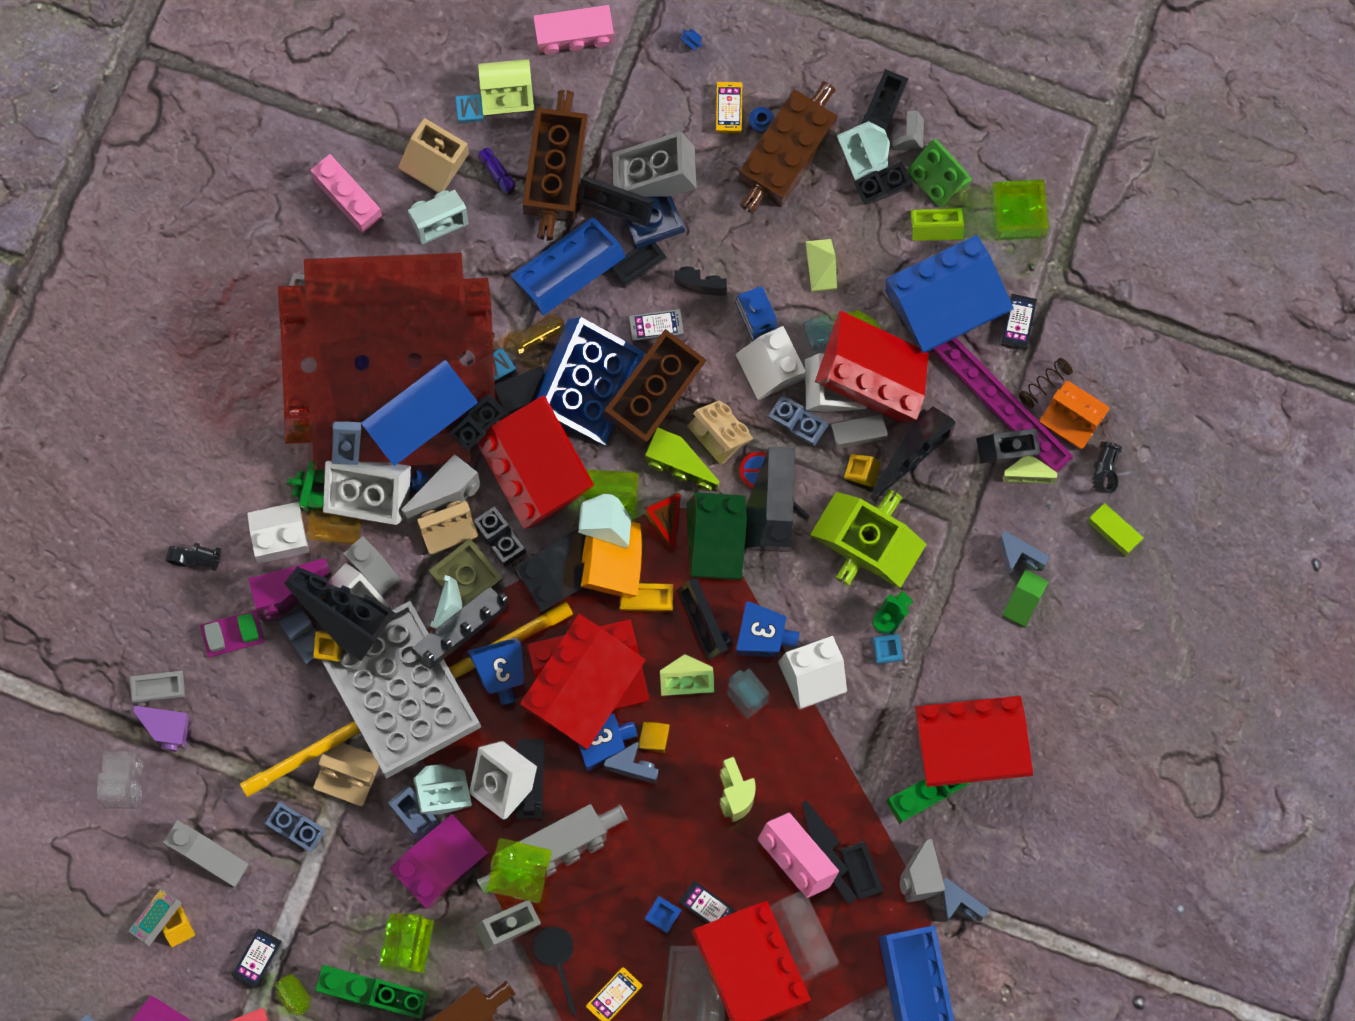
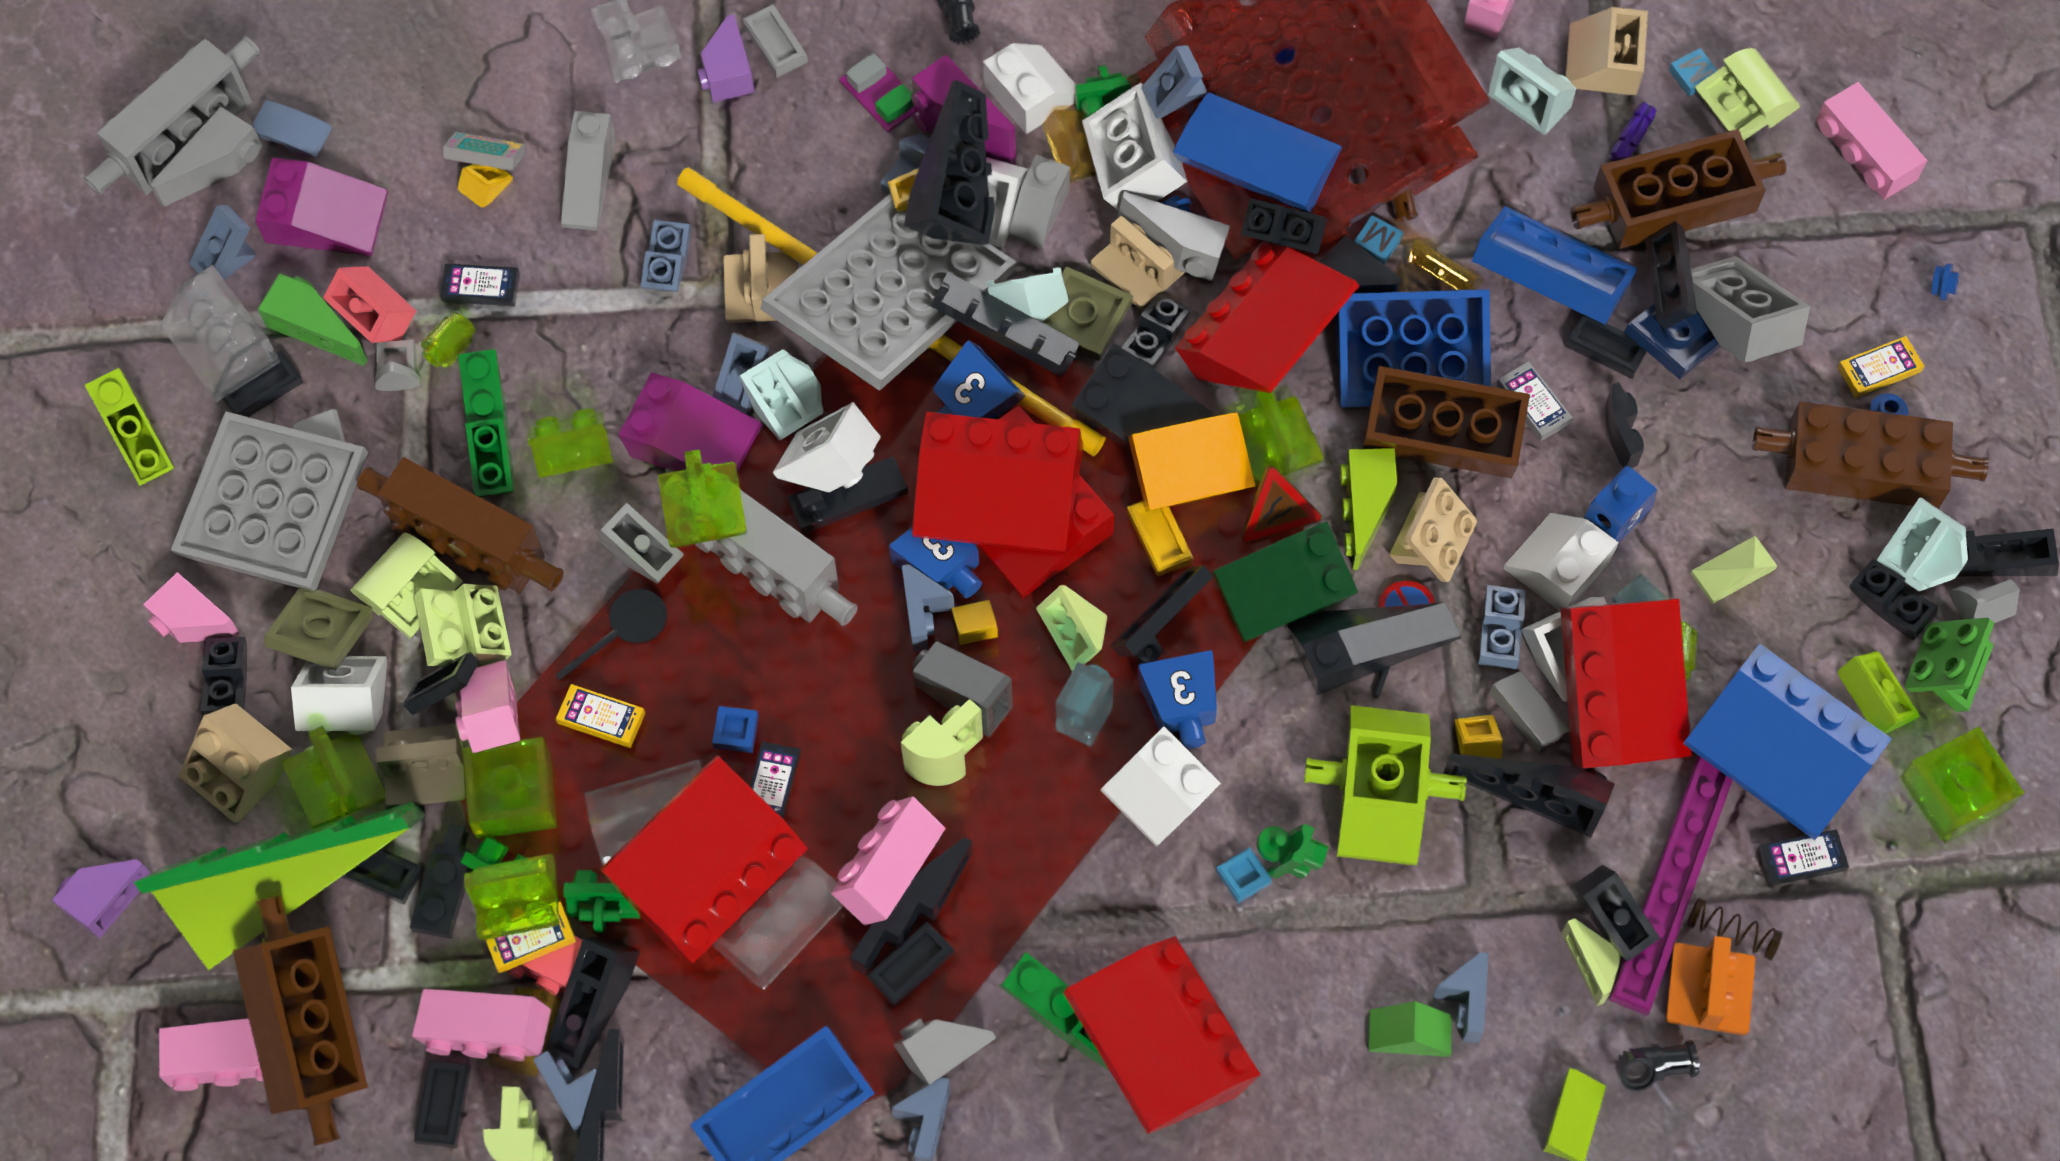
camera: 70 degrees right, 10 degrees down
(605, 520) = (1232, 430): light aqua slope -> none
(699, 762) = (956, 678): none -> dark grey slope

